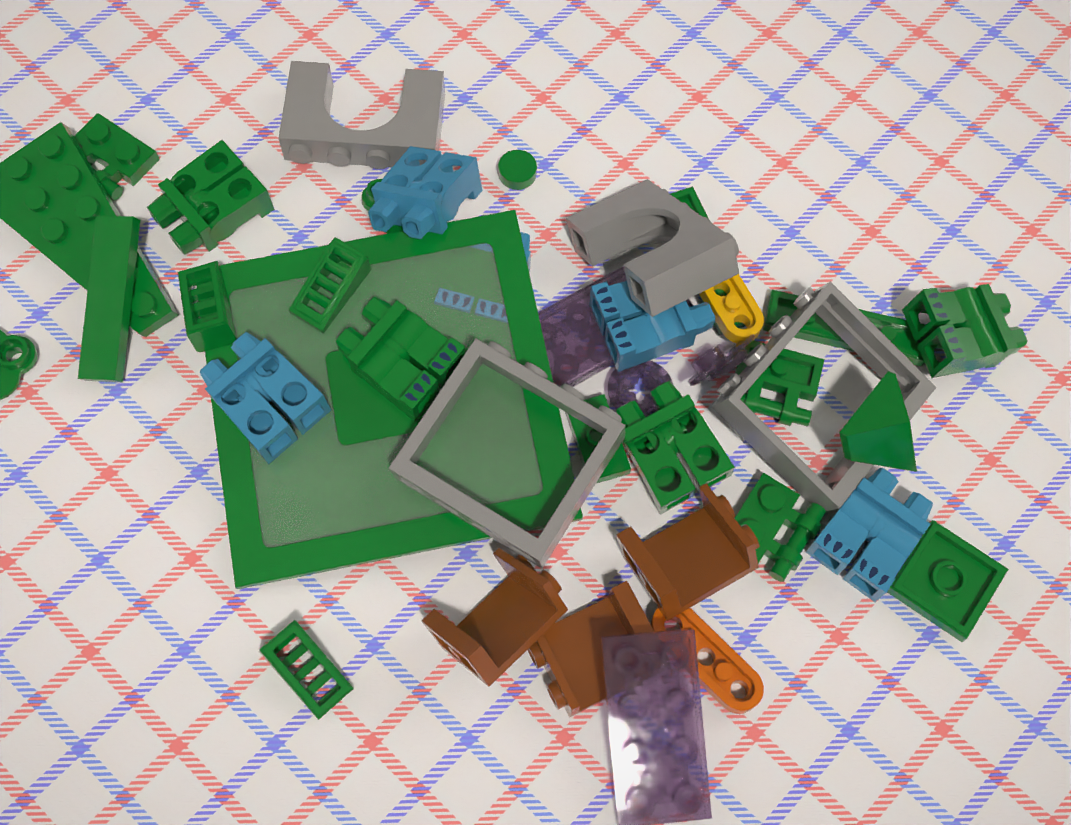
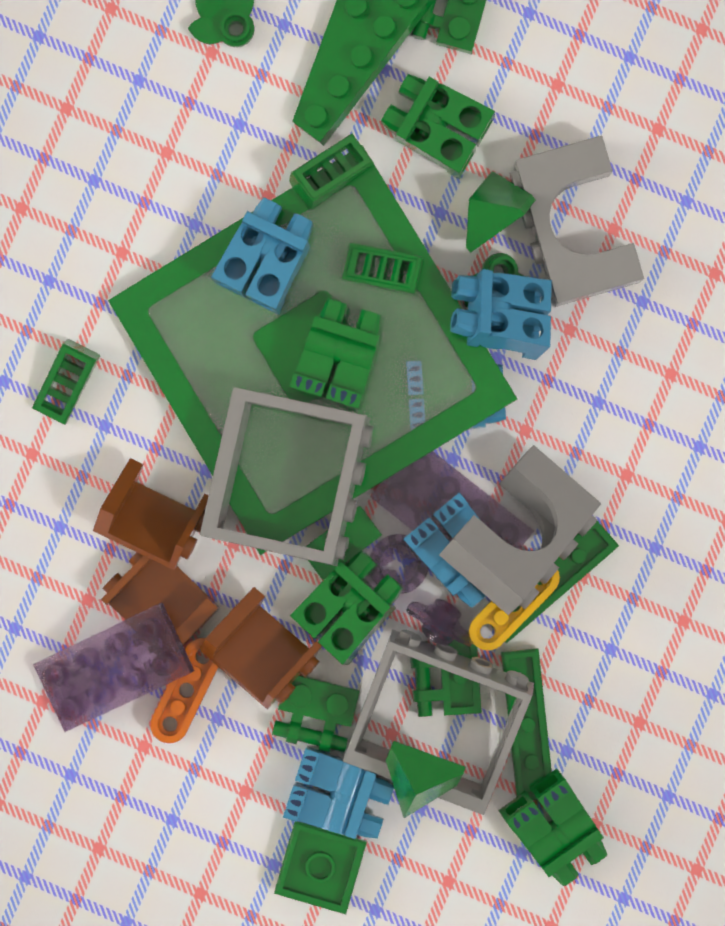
camera: 75 degrees right, 20 degrees up
(109, 299) = (308, 86): green tile -> none
(320, 173) = (494, 208): none -> green slope
(517, 169) = (579, 380): green tile -> none

